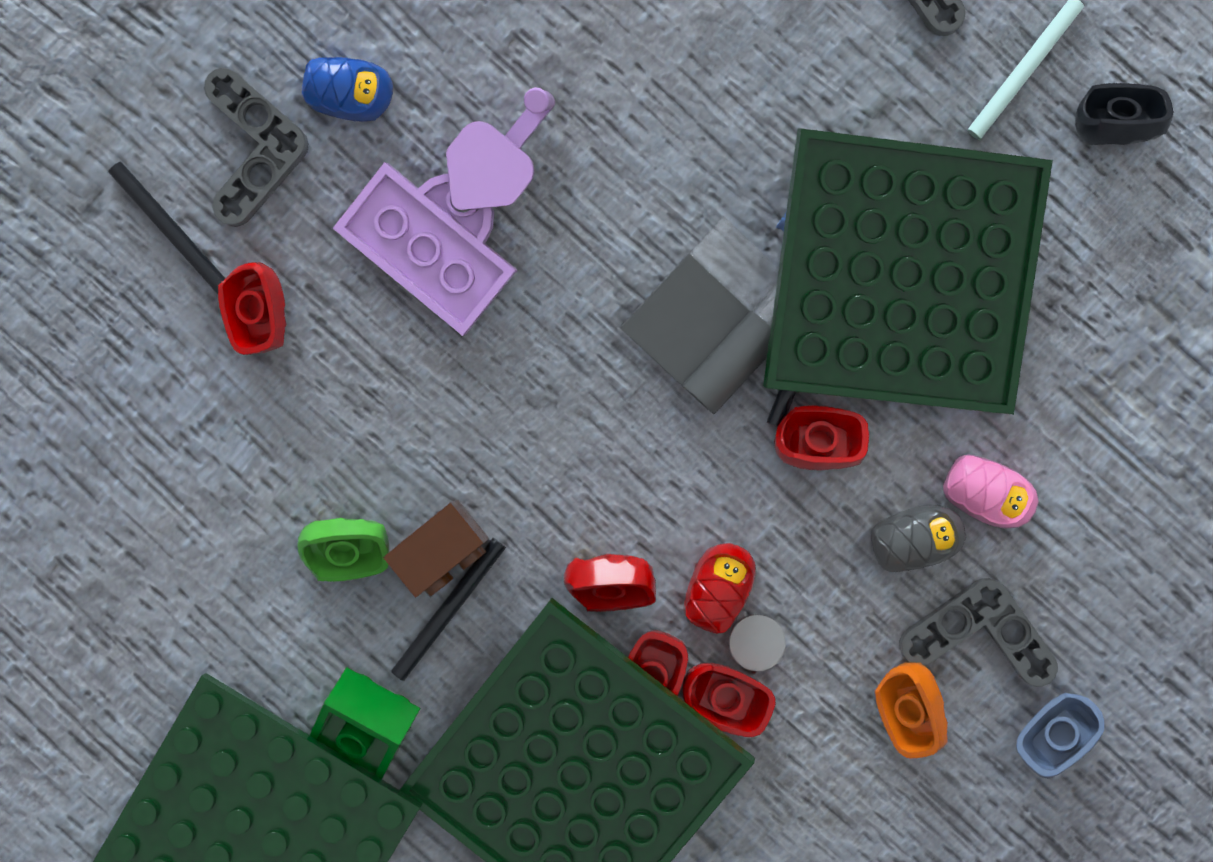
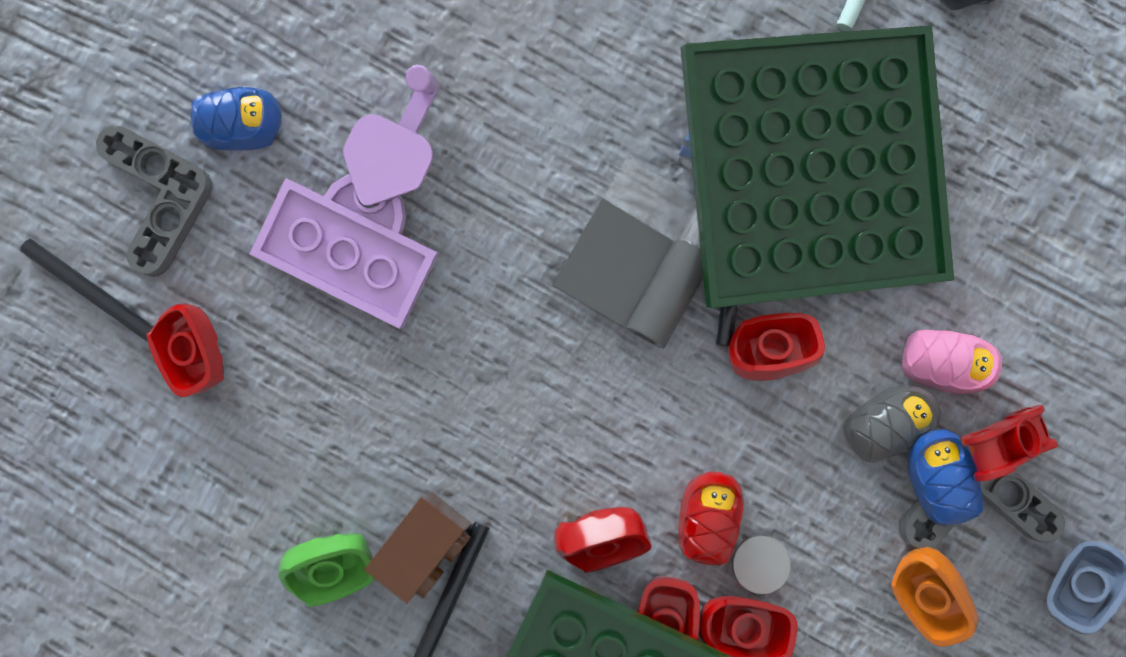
camera: 10 degrees left, 5 degrees down
(951, 602) = (944, 478): none -> blue piece
(1020, 582) = (1009, 443): none -> red piece

